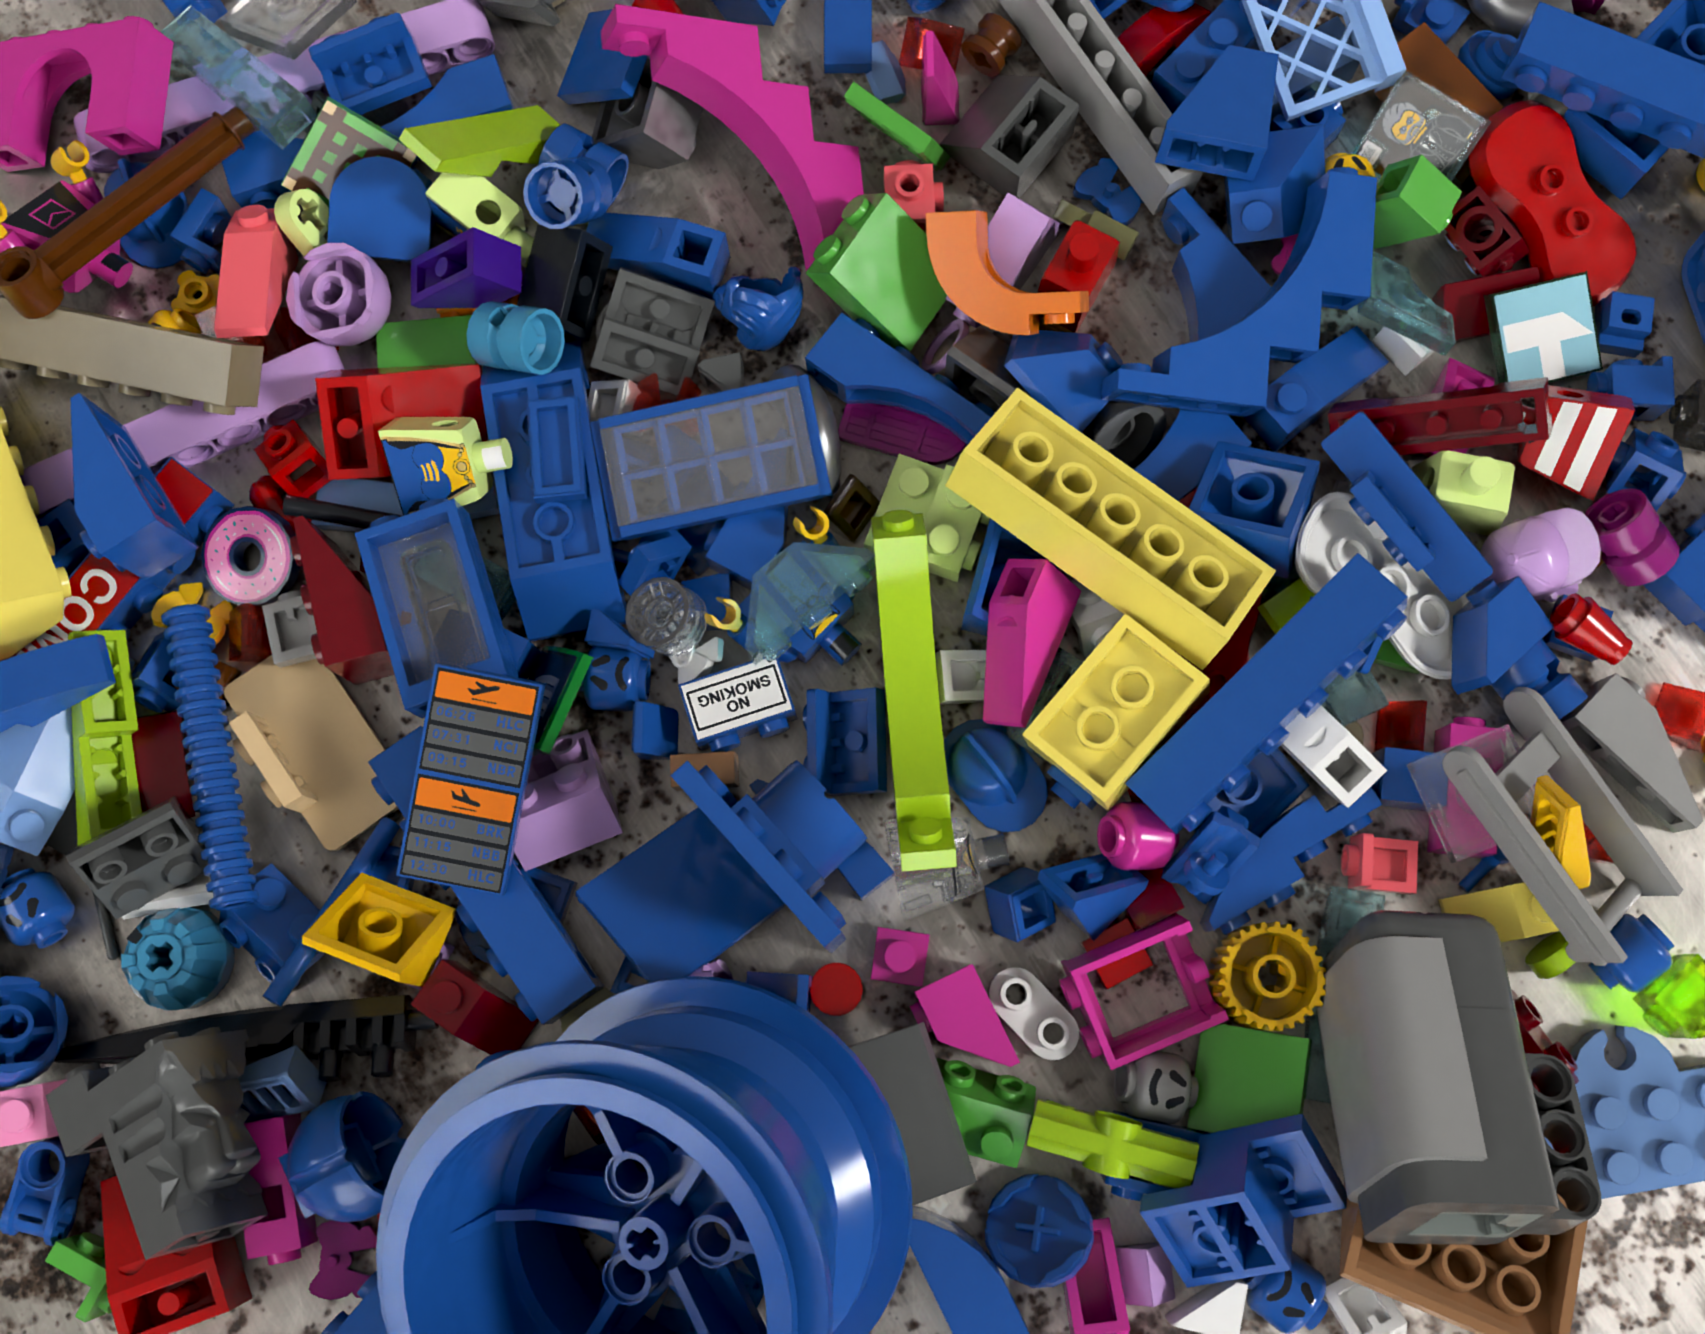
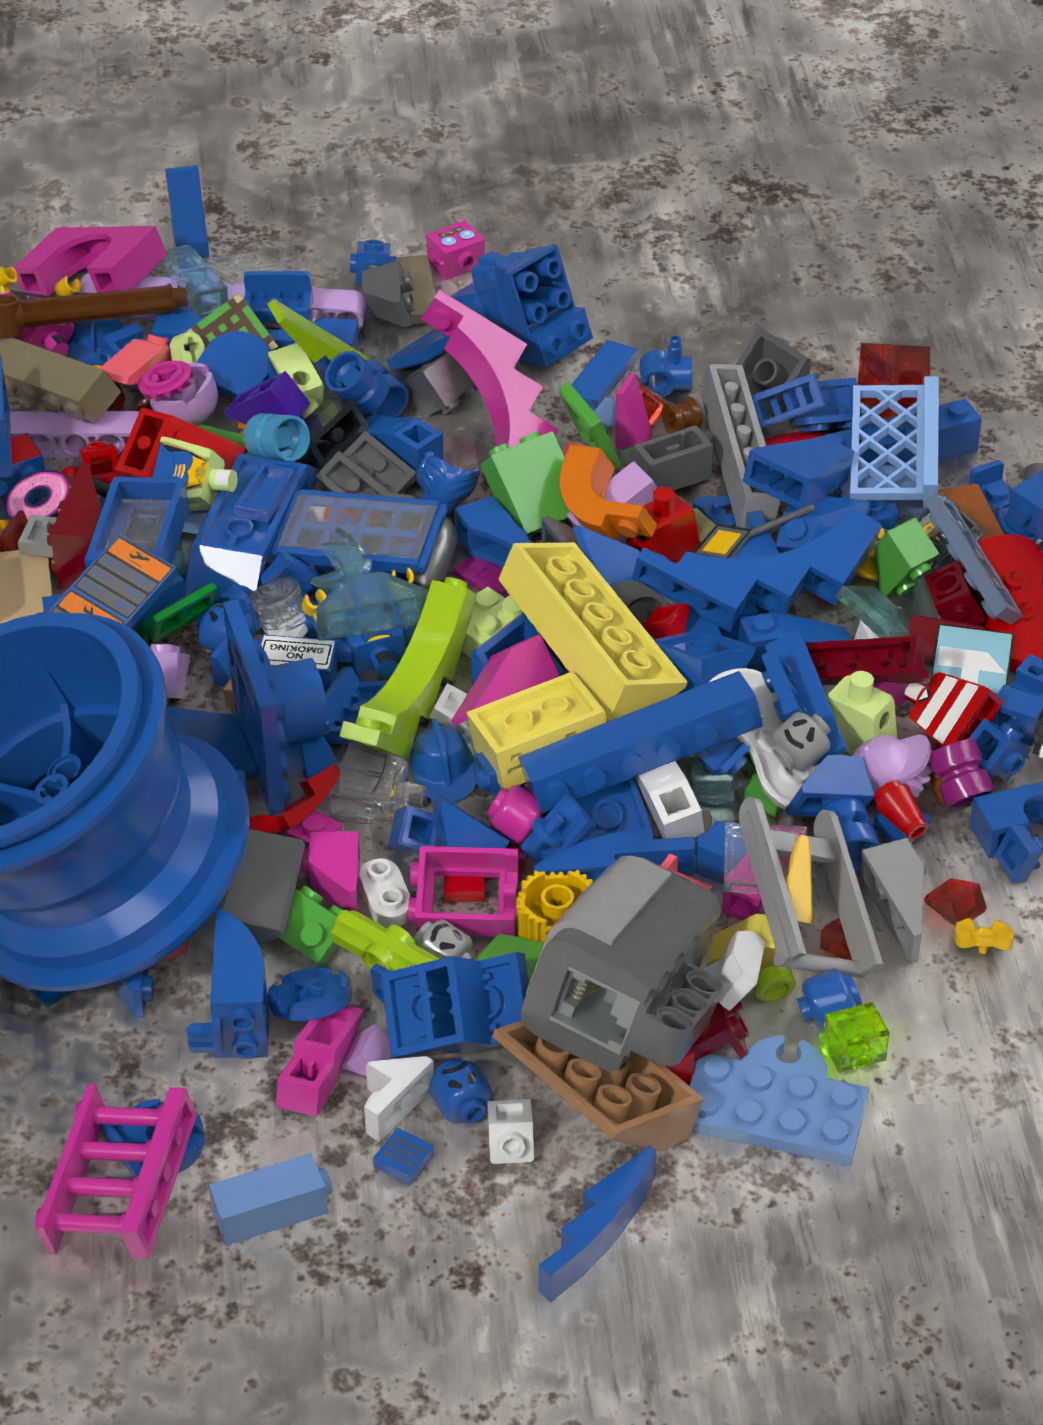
camera: 20 degrees right, 35 degrees down
(310, 277) = (165, 380): none -> dark pink gear
(737, 542) = (347, 559): none -> clear light blue piece
(875, 933) = (316, 791): none -> red slope
(1165, 260) = (727, 540): none -> piece
(1172, 445) = (667, 620): none -> red slope
(1445, 594) = (801, 741): none -> light grey head
(1517, 196) = (966, 549): none -> sand blue plate
(1544, 996) = (739, 967): none -> white slope

